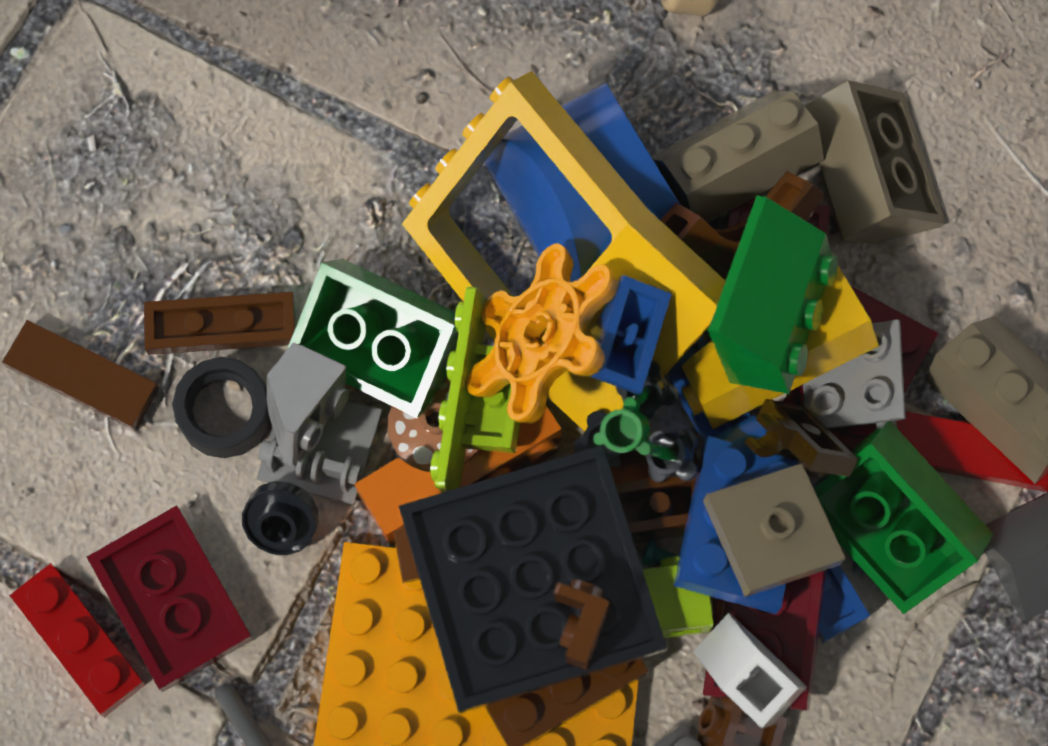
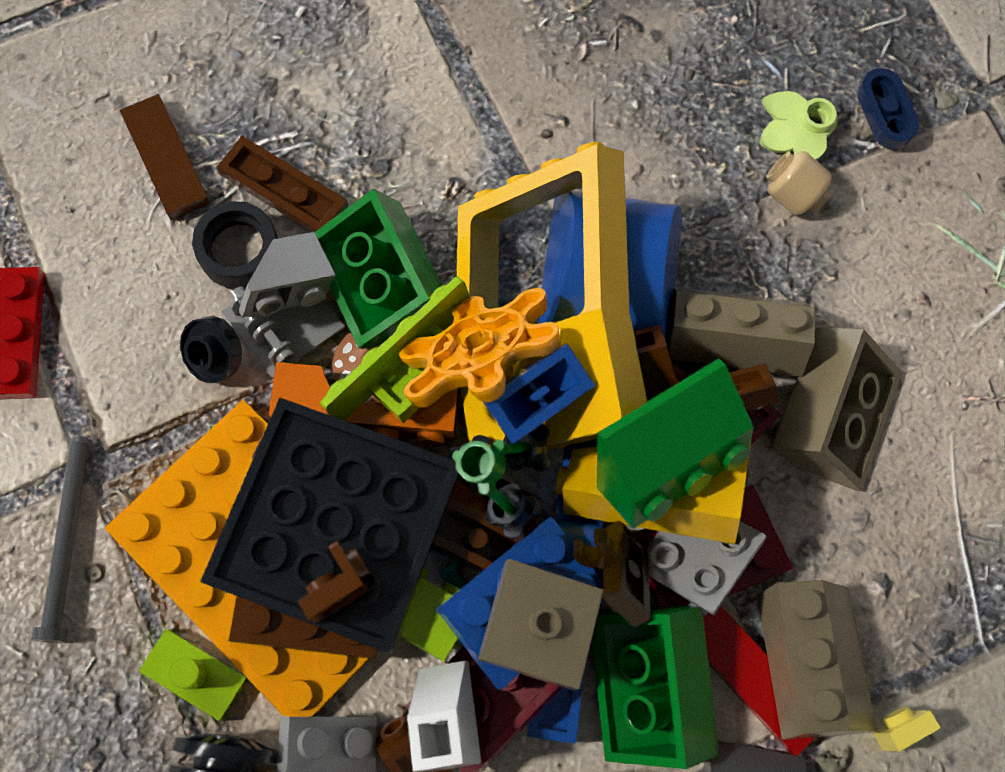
camera: 30 degrees right, 0 degrees up
(169, 598) = (94, 350): dark red plate -> none

